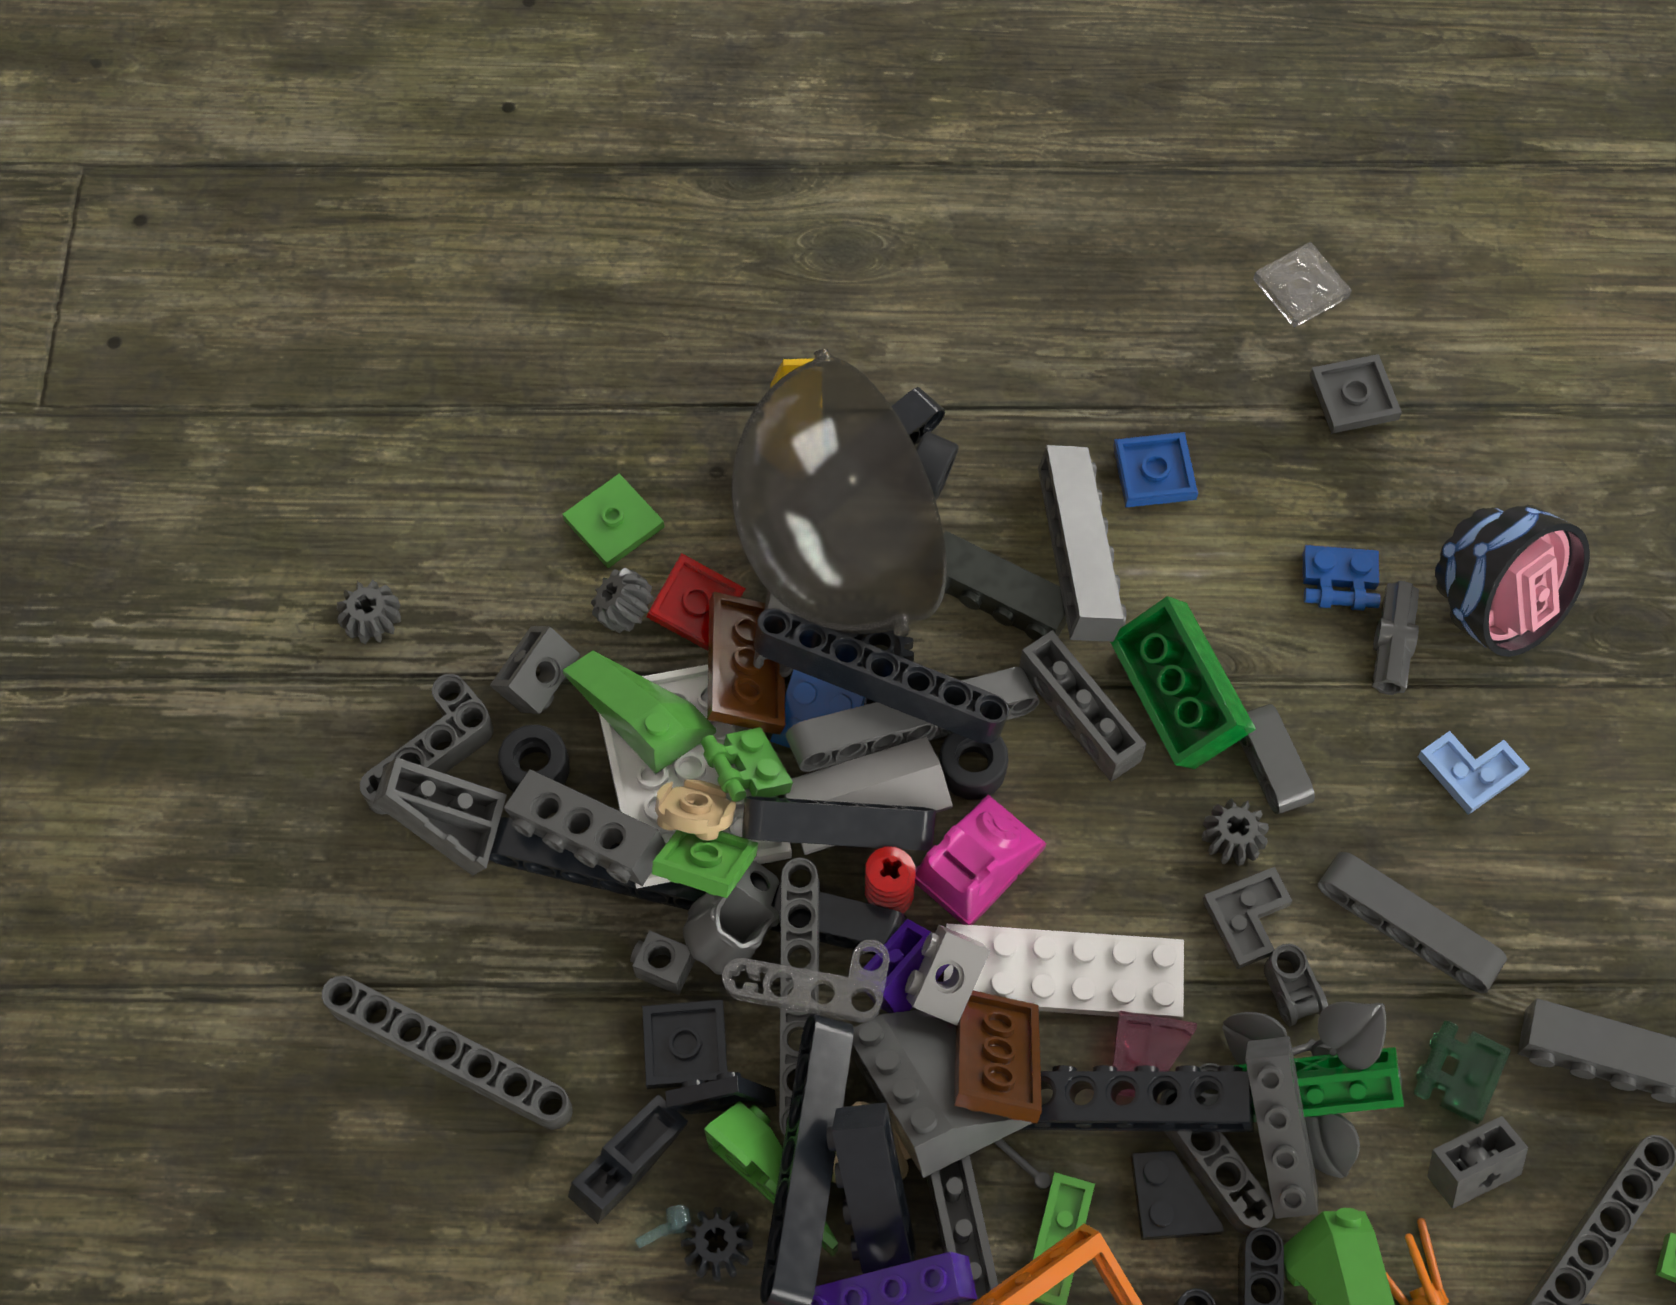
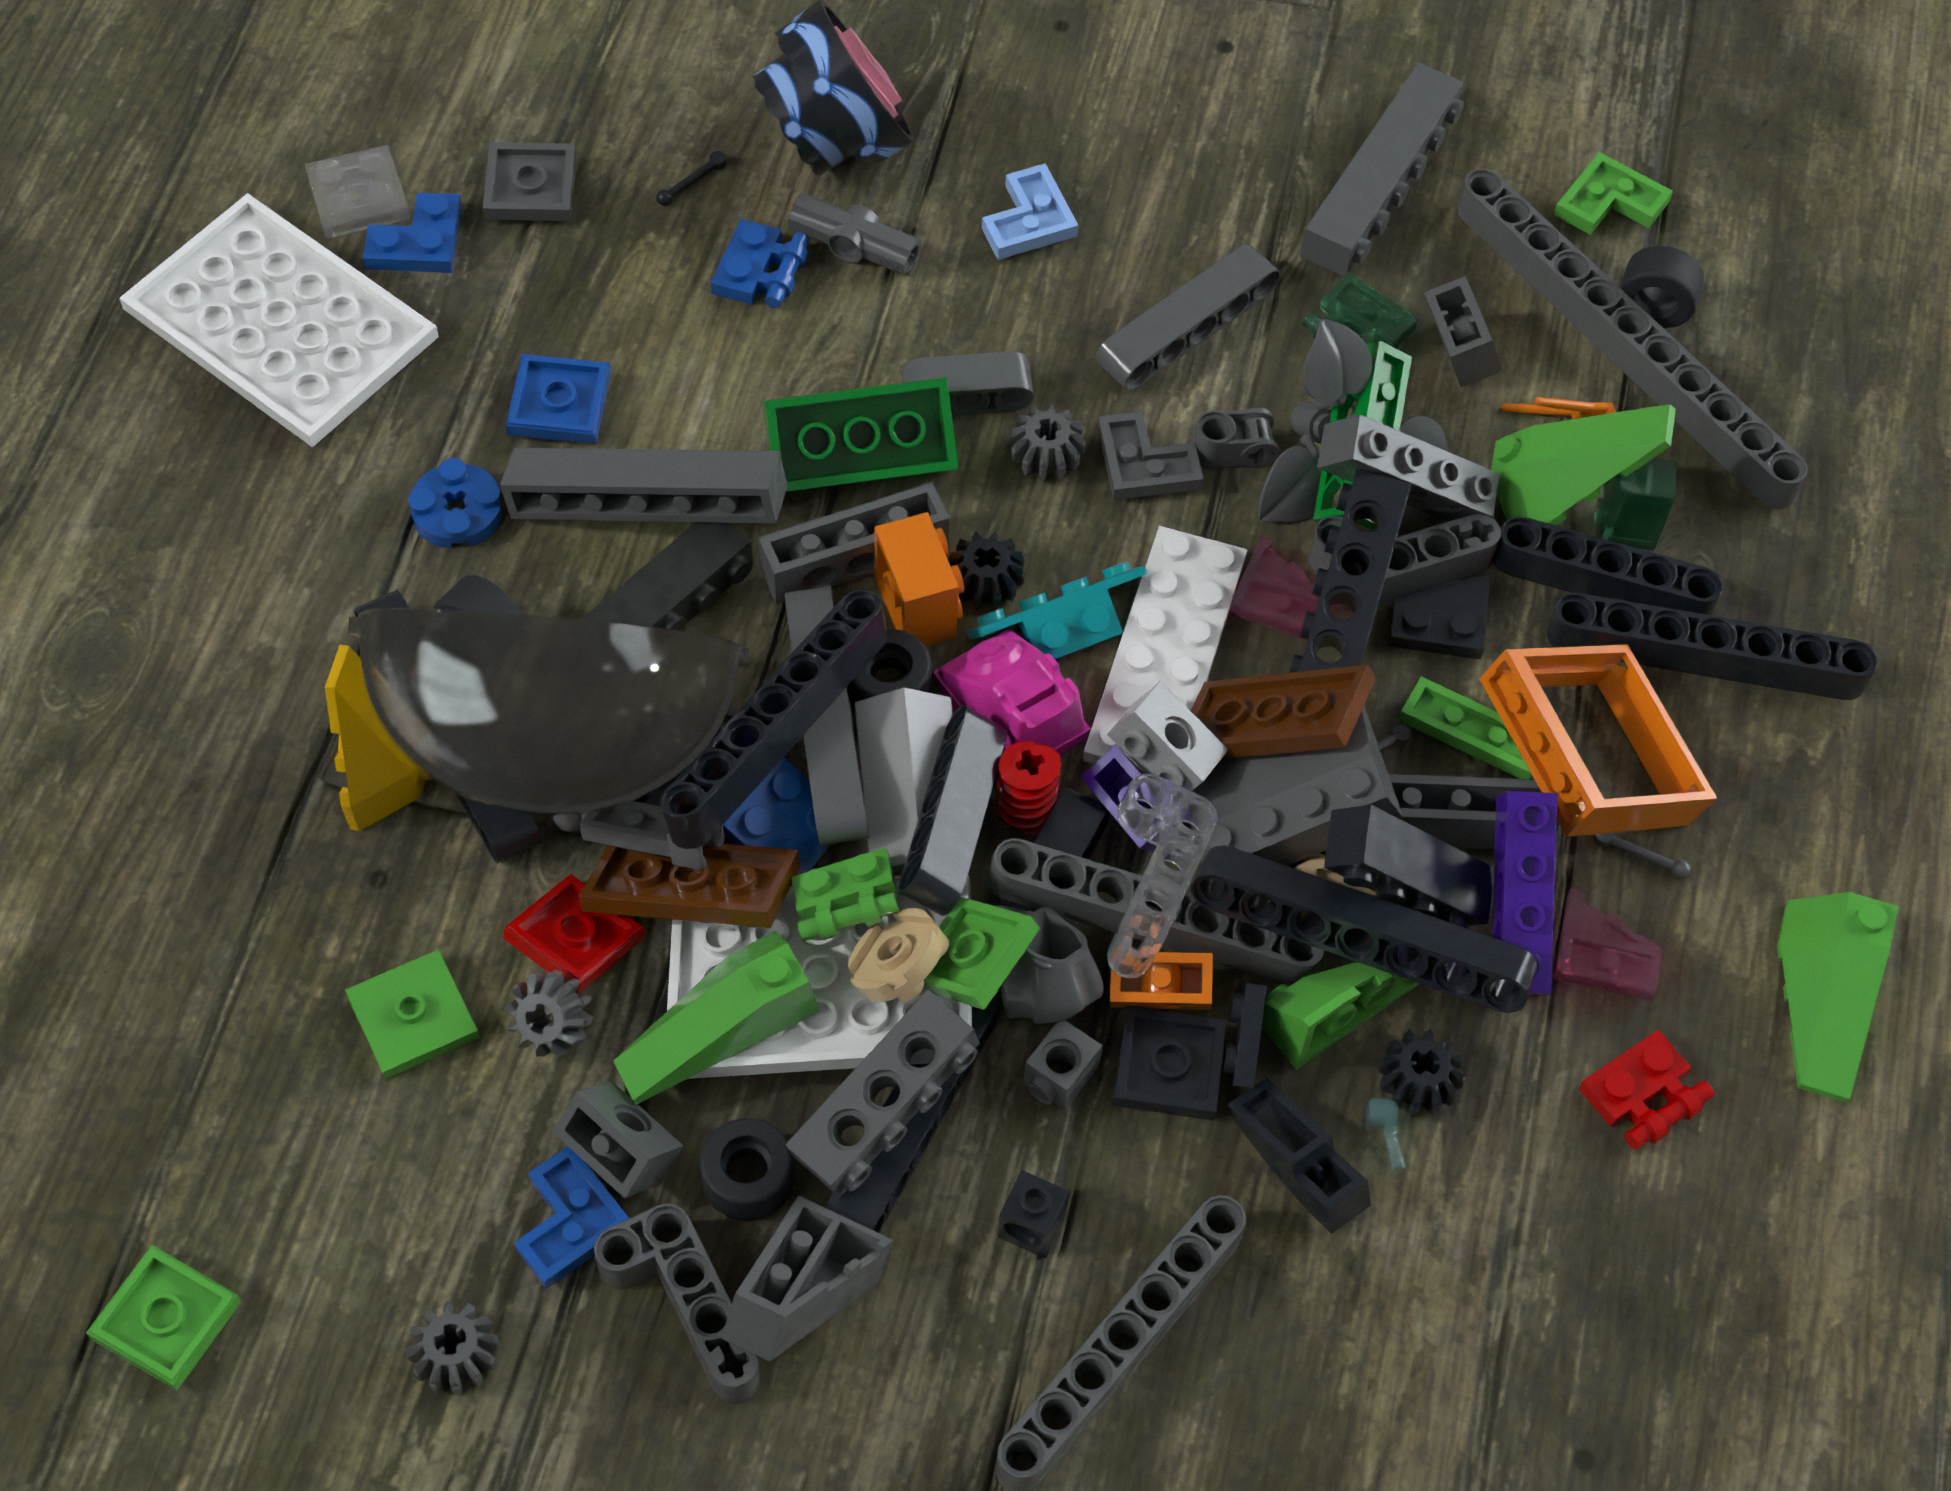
camera: 80 degrees left, 5 degrees down
(364, 440) = (164, 1317): none -> bright green plate
(474, 665) = (581, 1214): none -> blue plate
(534, 965) = (1033, 1213): none -> black brick
(745, 1026) = (1171, 982): none -> orange brick
(1032, 412) = (453, 482): none -> blue plate
(1055, 757) = (917, 579): none -> orange brick
(1067, 884) = (1067, 621): none -> teal bracket
(1080, 805) = (988, 569): none -> black gear
(1161, 270) = (279, 319): none -> white plate
(1271, 344) = (422, 247): none -> blue plate
(1436, 521) = (717, 161): none -> black hinge

